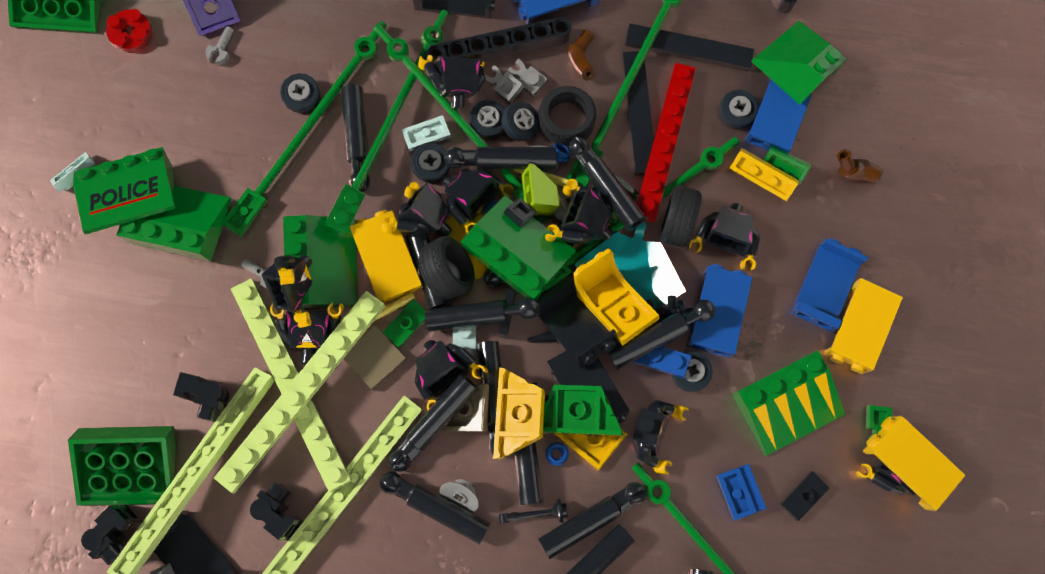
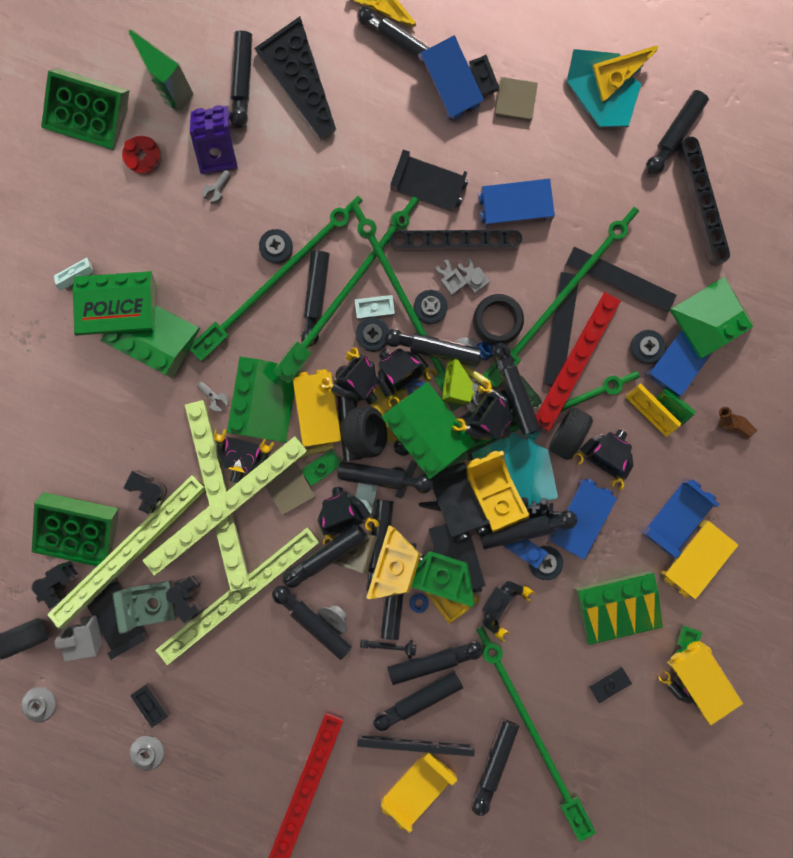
camera: 10 degrees right, 10 degrees up
(213, 537) = (134, 609): none -> sand green bracket
(288, 284) = (231, 421): black torso -> none
(454, 77) = (410, 266): black torso -> none
(520, 212) = (436, 400): black tile -> none
(522, 113) = (459, 322): black wheel -> none
(578, 57) = (520, 267): reddish brown arm -> none
(741, 492) = (559, 669): blue plate -> none

